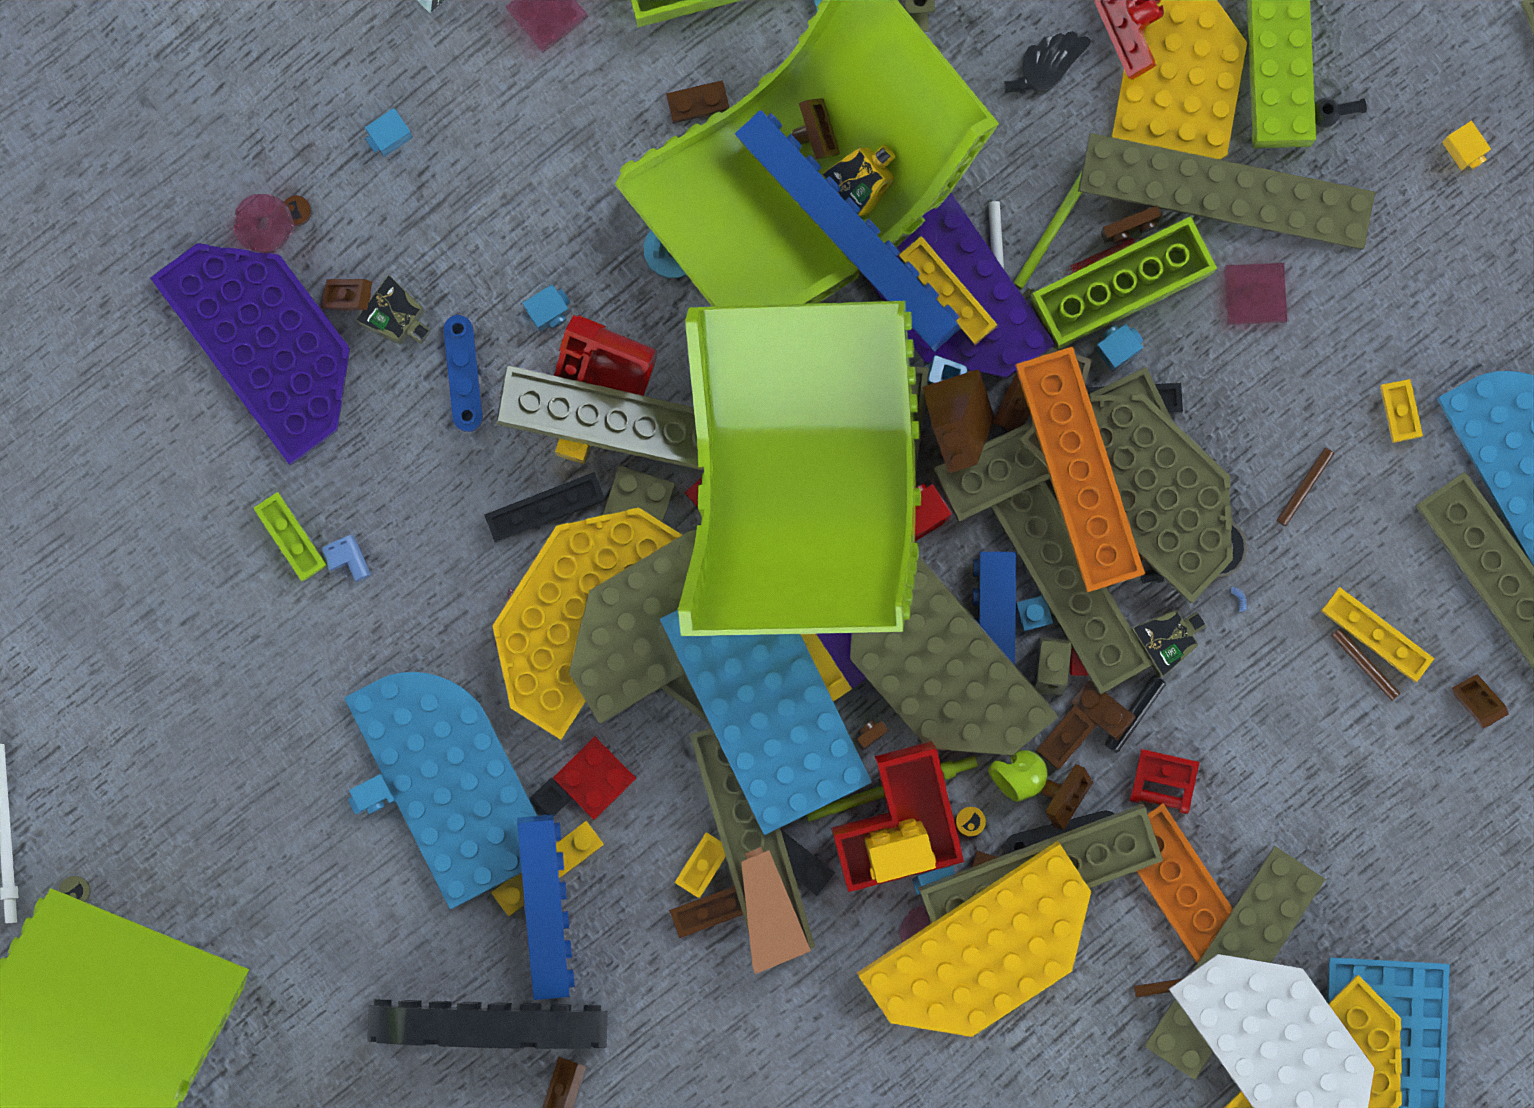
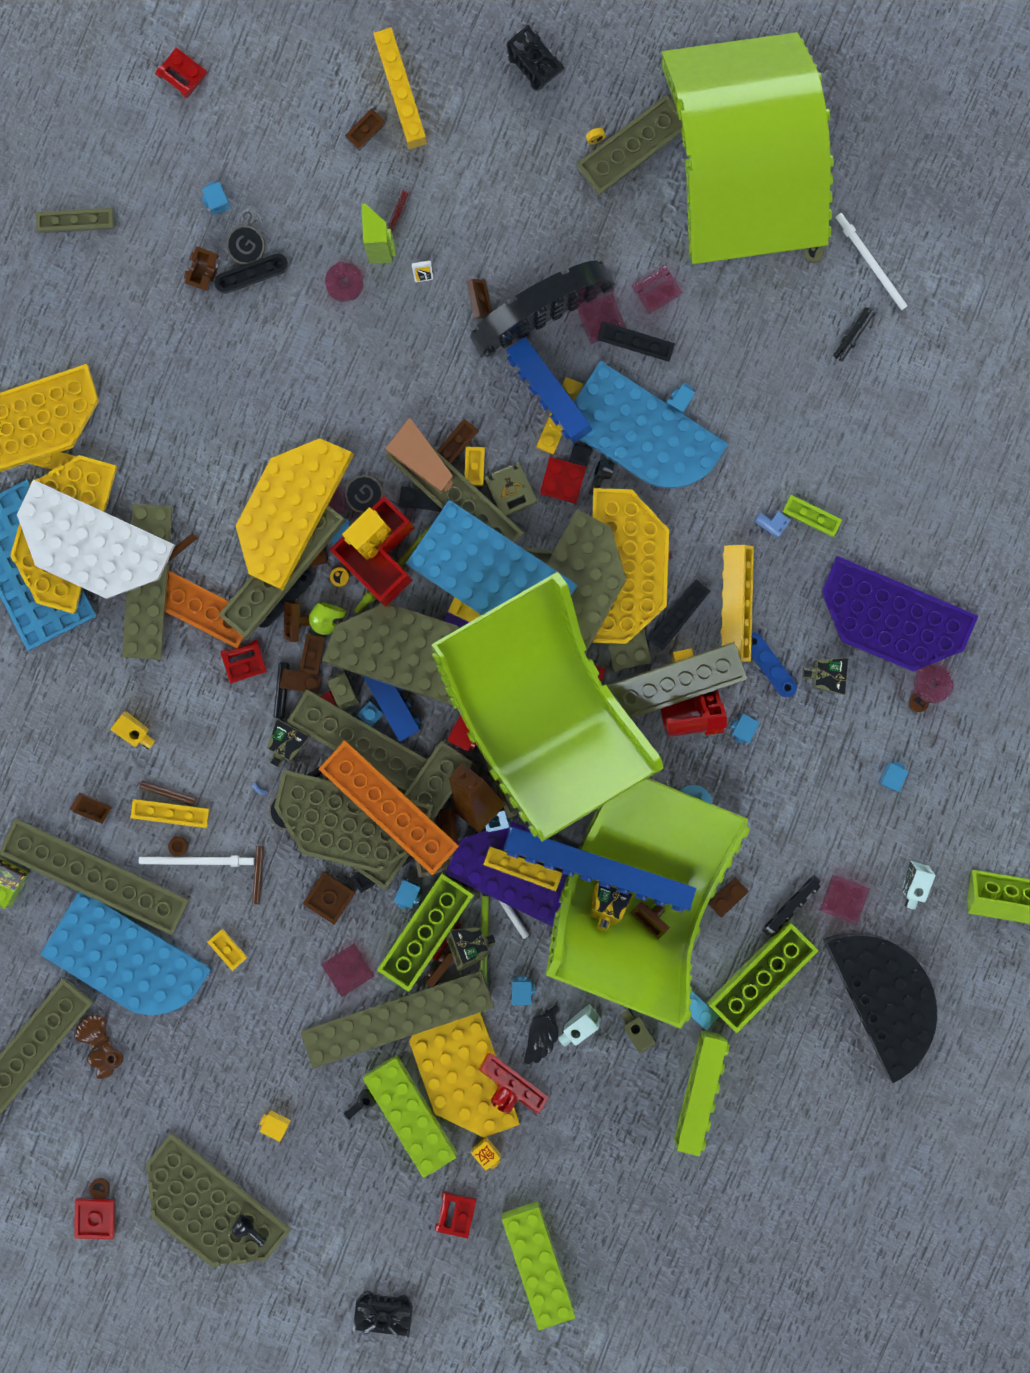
camera: 155 degrees right, 5 degrees up
(99, 742) = (849, 341): none -> black pin
(315, 953) = (659, 295): none -> clear pink plate
(346, 294) = (861, 670): reddish brown plate -> none
(387, 907) = (635, 341): none -> black plate
(414, 966) = (600, 310): none -> clear pink plate
(455, 481) = (738, 598): none -> yellow brick
(534, 758) = (602, 471): none -> black bar
(610, 45) = (785, 913): none -> black plate
(671, 810) = (509, 486): none -> olive container
(870, 733) = (422, 591): reddish brown plate -> none
(873, 914) = (363, 493): none -> black tile
(989, 44) = (580, 1026): none -> light aqua torso
(1039, 134) = (522, 990): none -> dark azure brick
(1077, 230) = (469, 946): none -> torso
(1226, 401) = (329, 898): none -> reddish brown plate
(1327, 523) = (233, 861): none -> white bar
(1372, 784) = (126, 724): none -> yellow torso
(1391, 585) = (178, 846): none -> reddish brown tile

